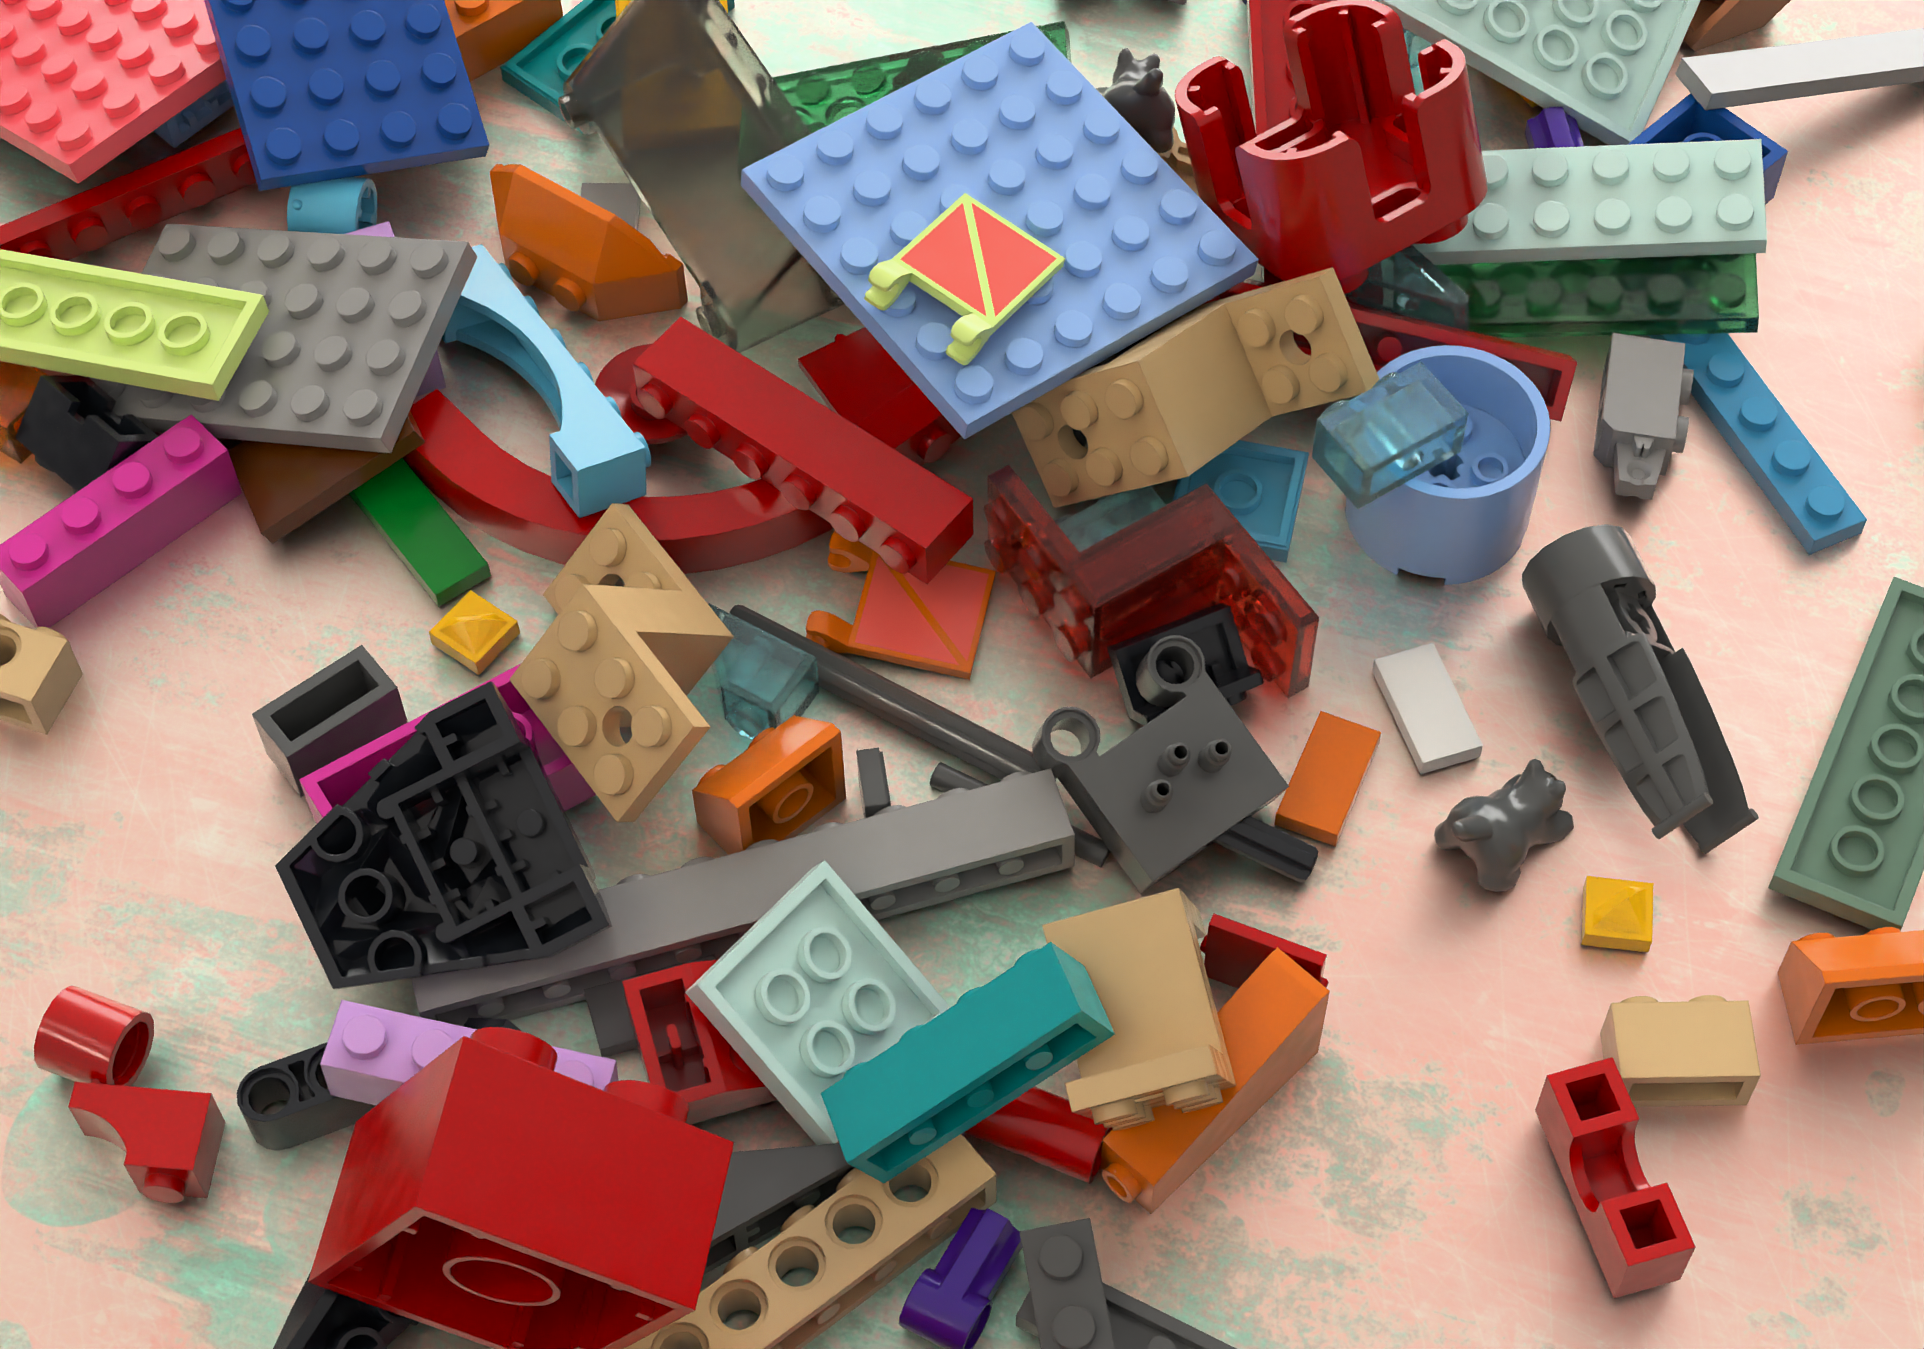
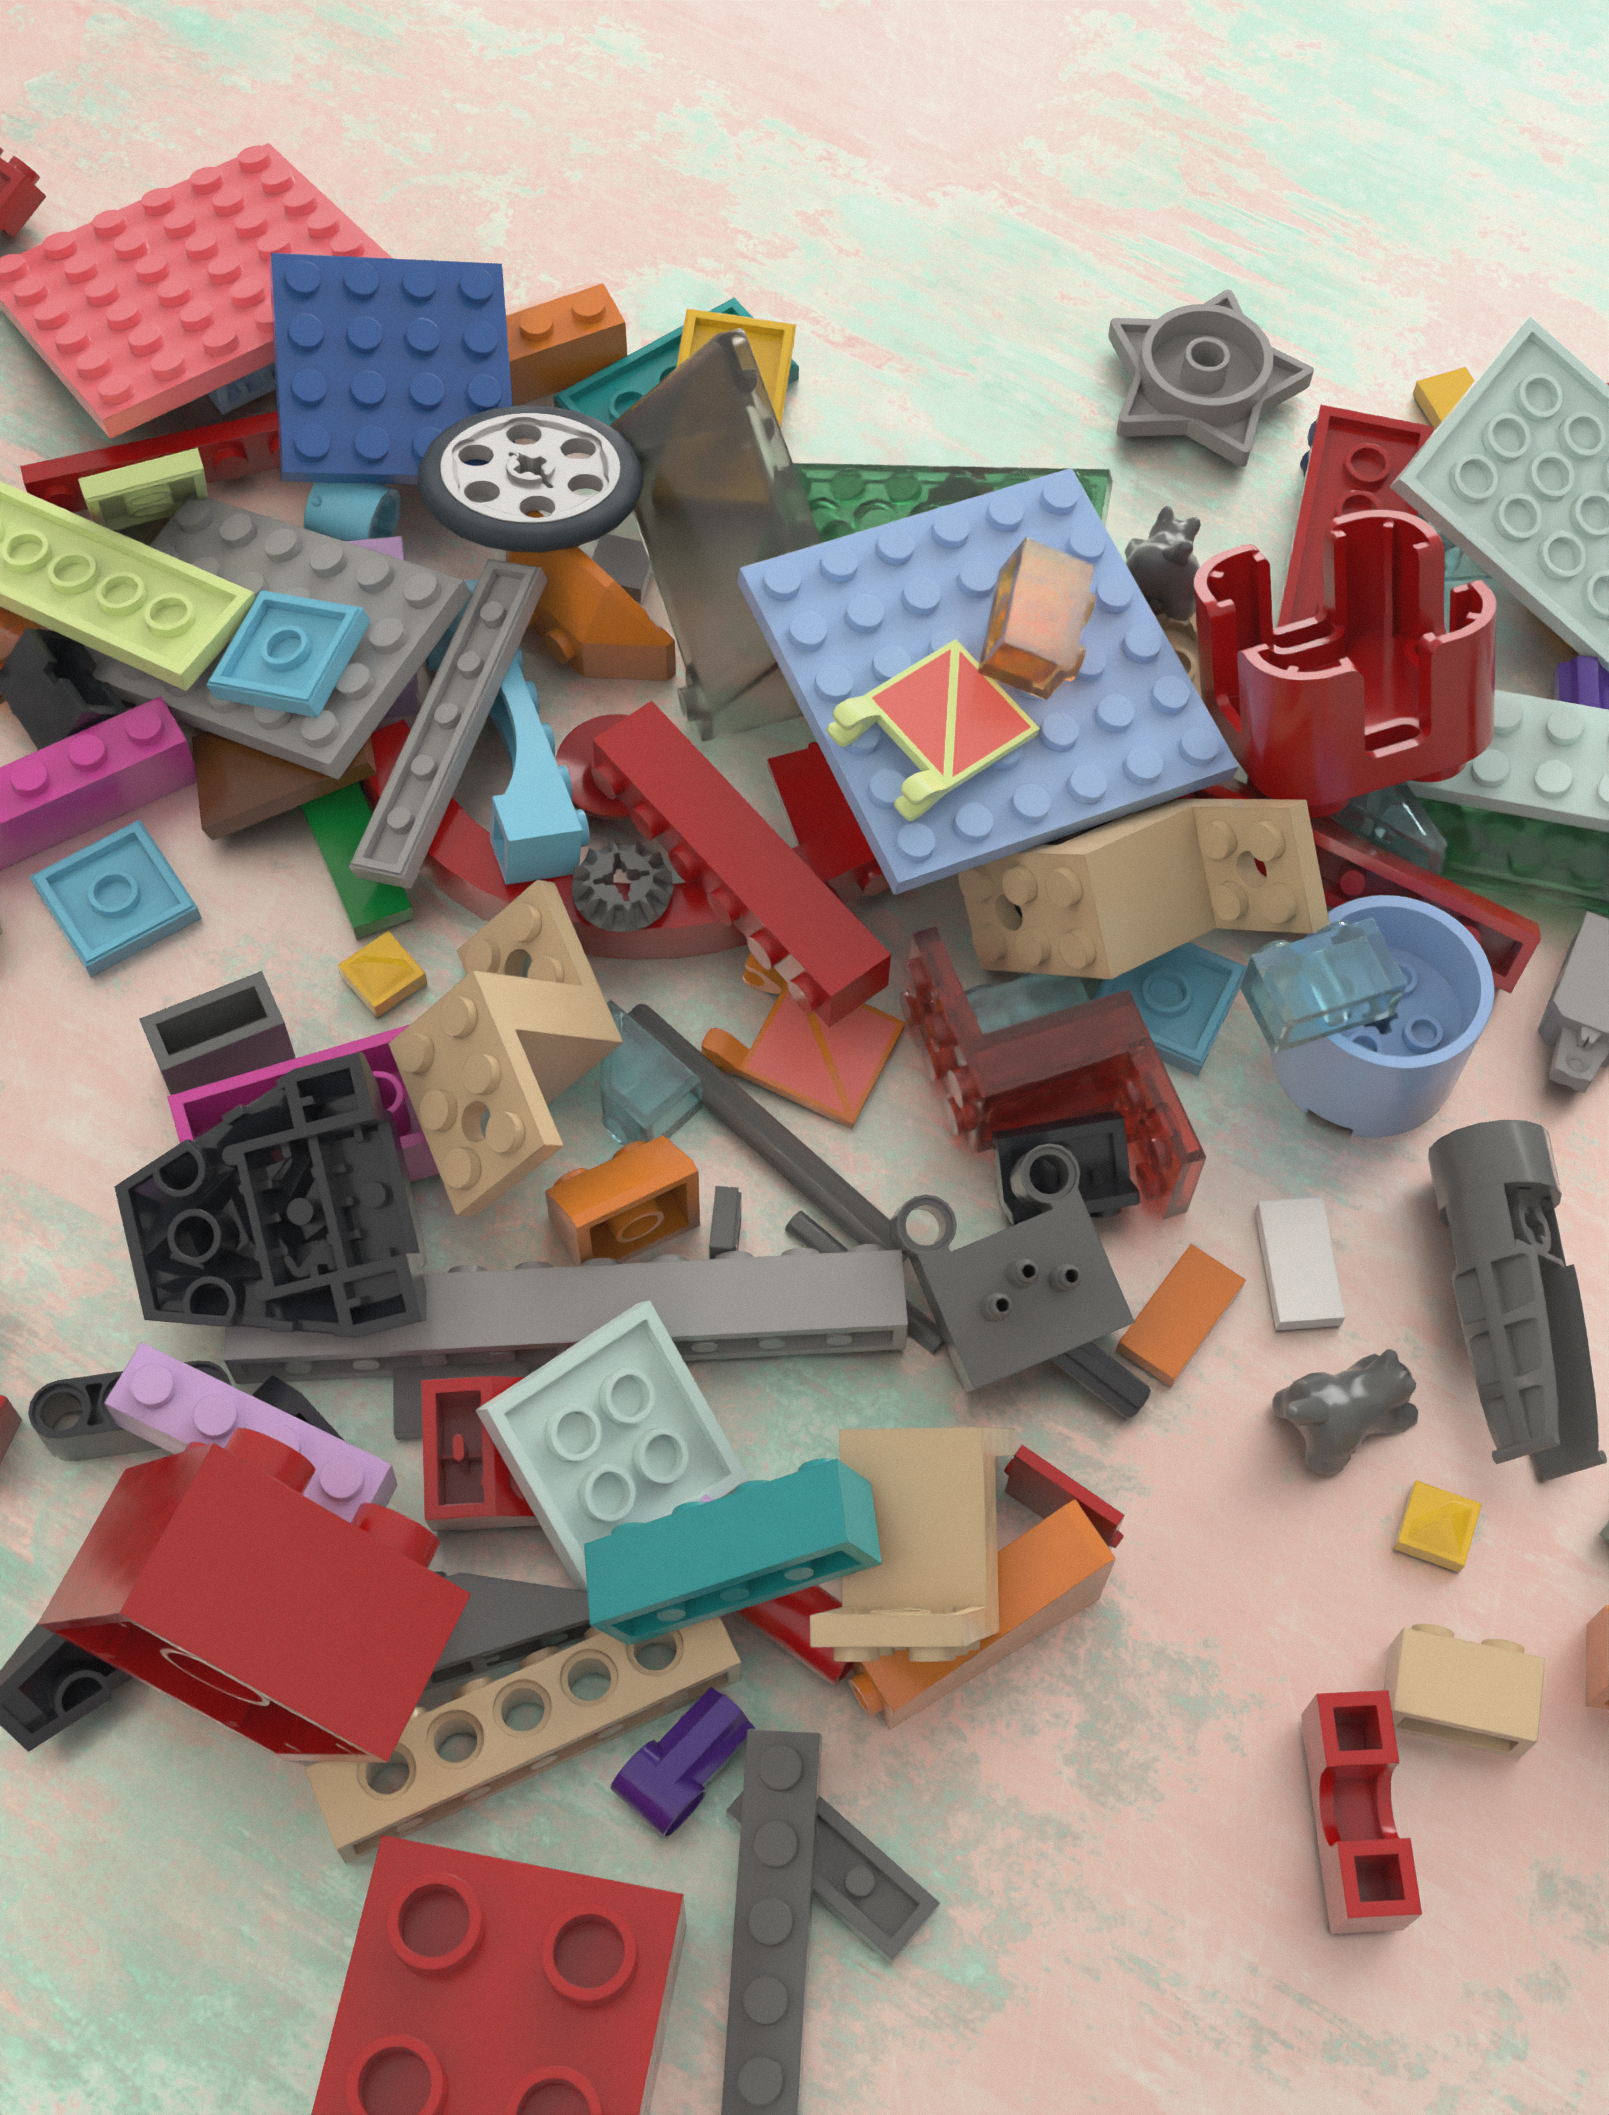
camera: 10 degrees right, 5 degrees up
(127, 223) = (144, 490): none -> yellowish green tile
(188, 617) = (115, 898): none -> medium azure tile
(312, 344) = (289, 653): none -> medium azure tile
(485, 382) = (448, 724): none -> light grey tile
(507, 137) = (530, 478): none -> wedge
(678, 513) = (603, 904): none -> dark grey gear
(1038, 158) = (1038, 619): none -> clear orange brick

